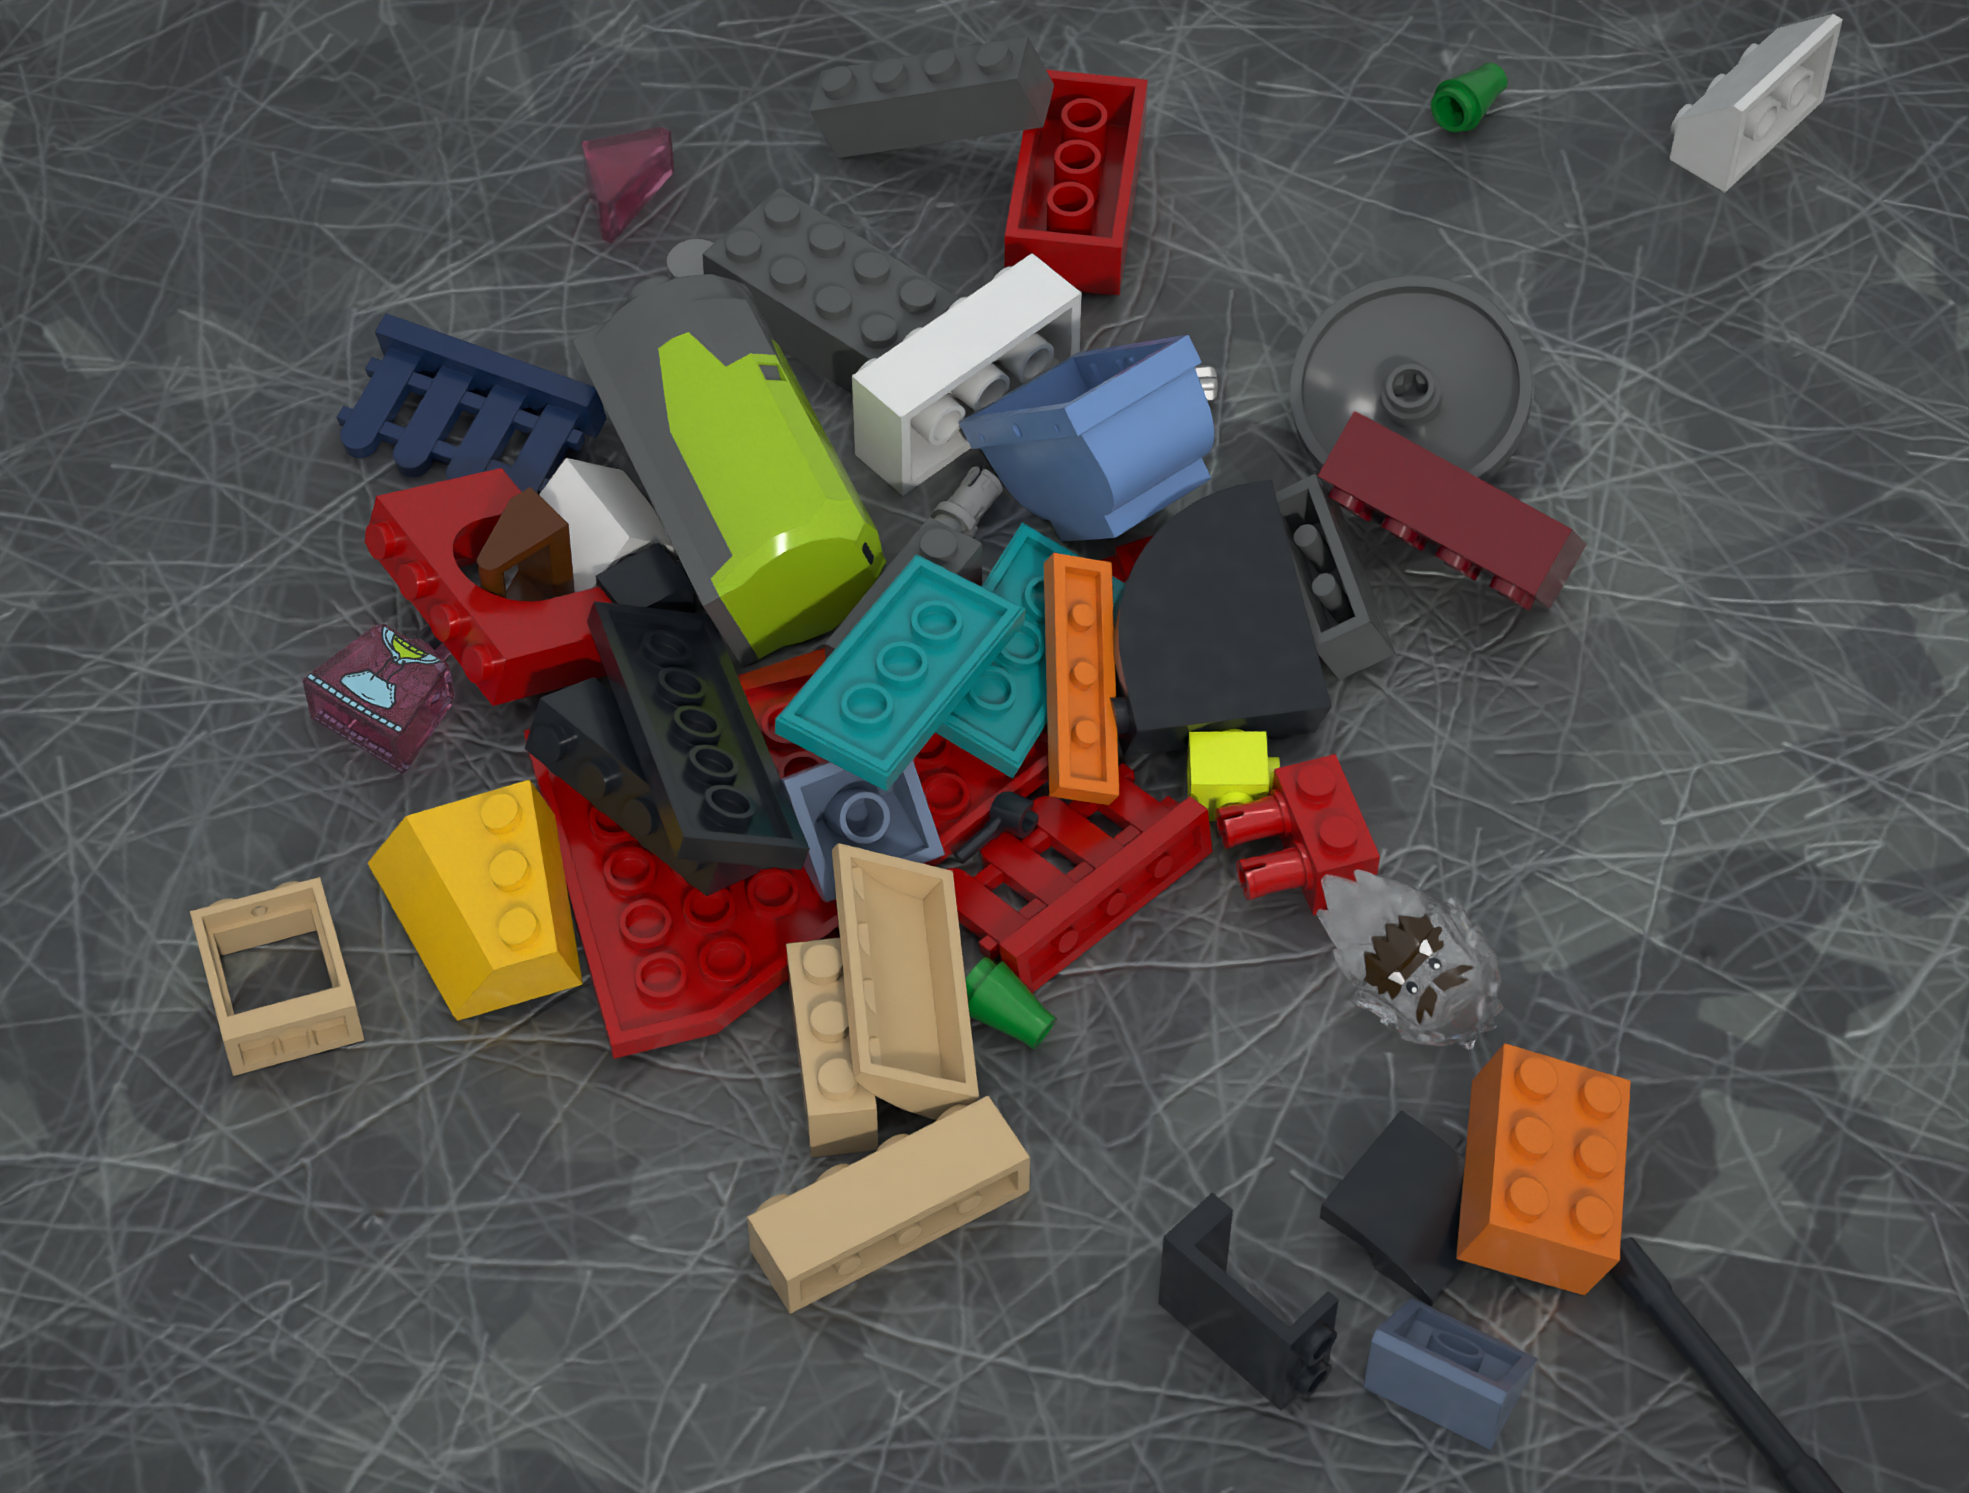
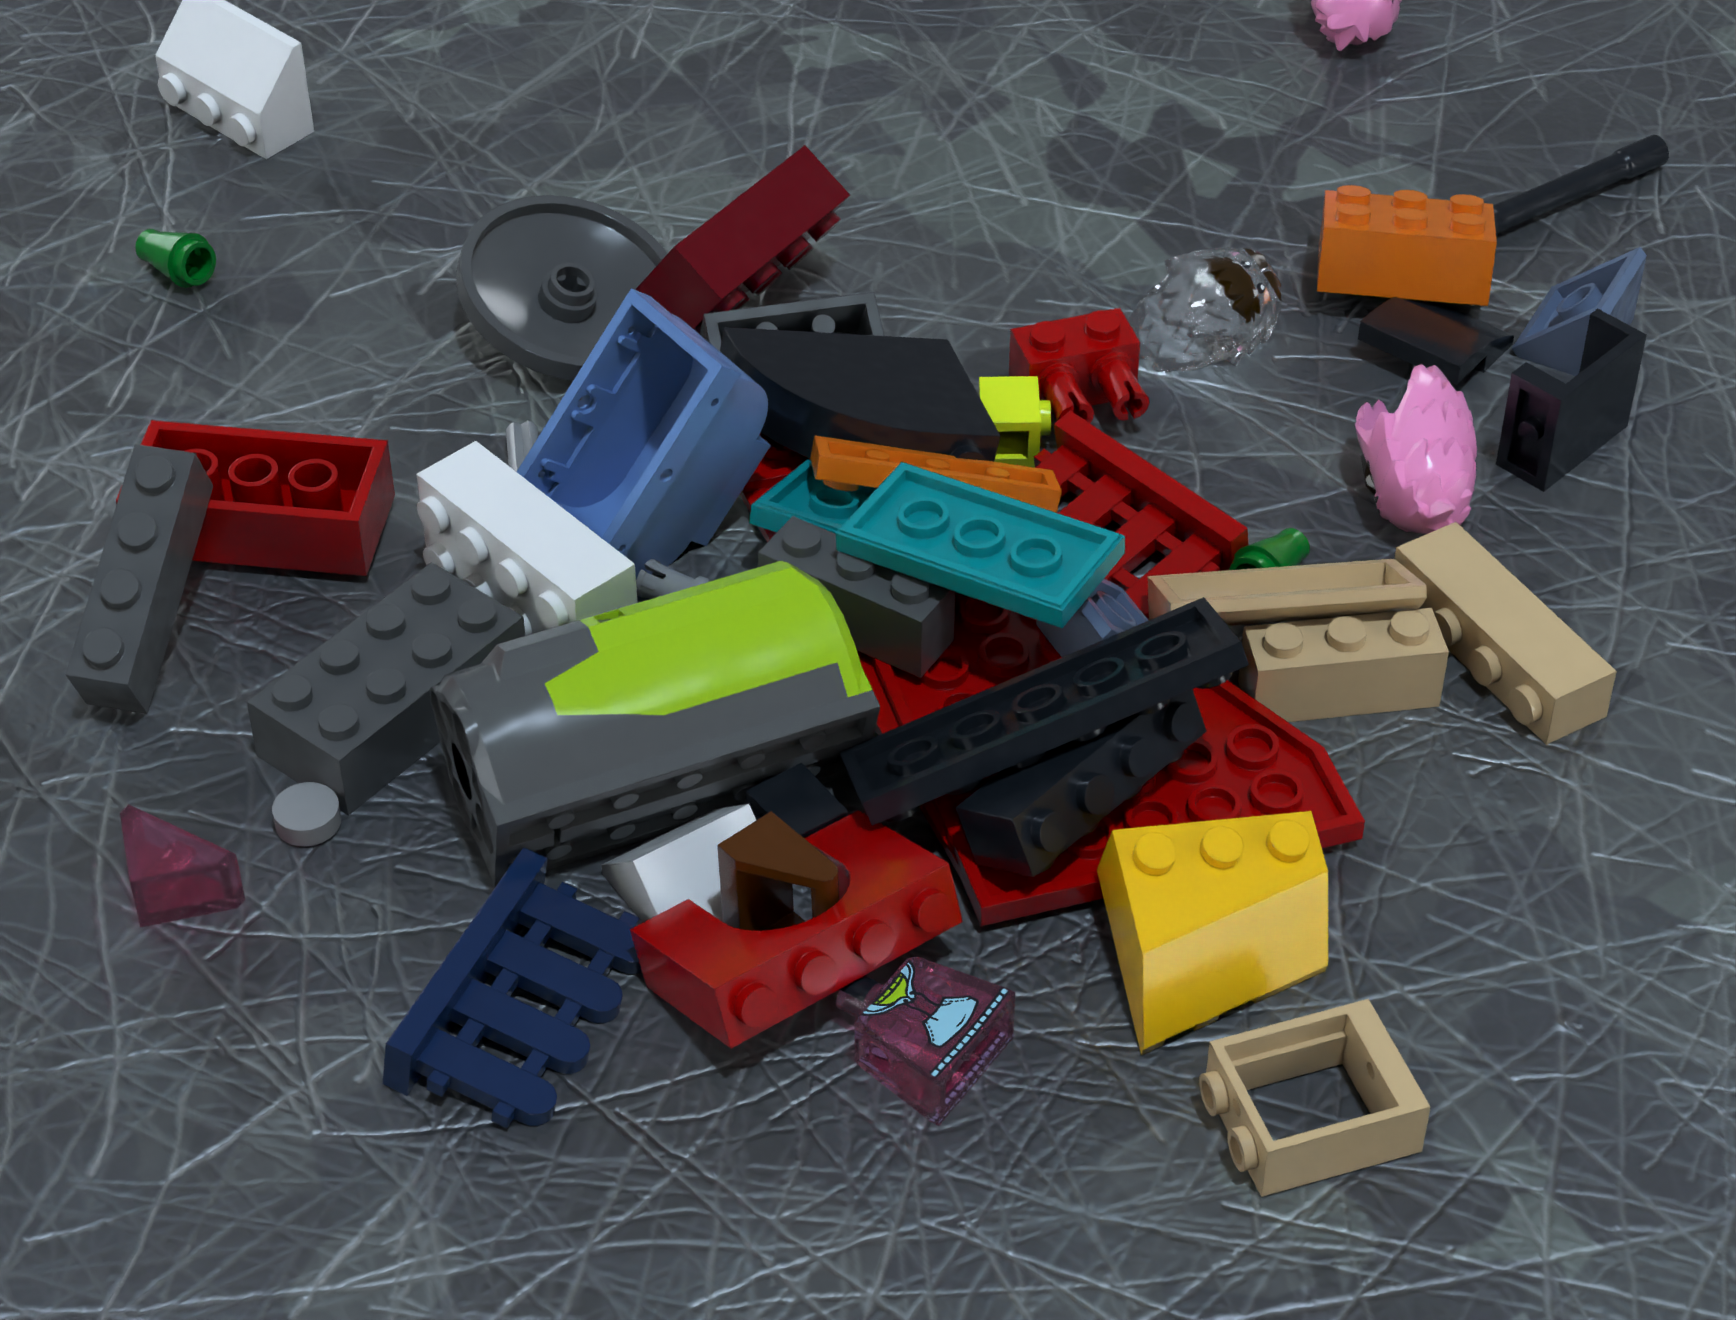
camera: 90 degrees left, 10 degrees down
(1147, 1140) = (1421, 454): none -> bright pink head

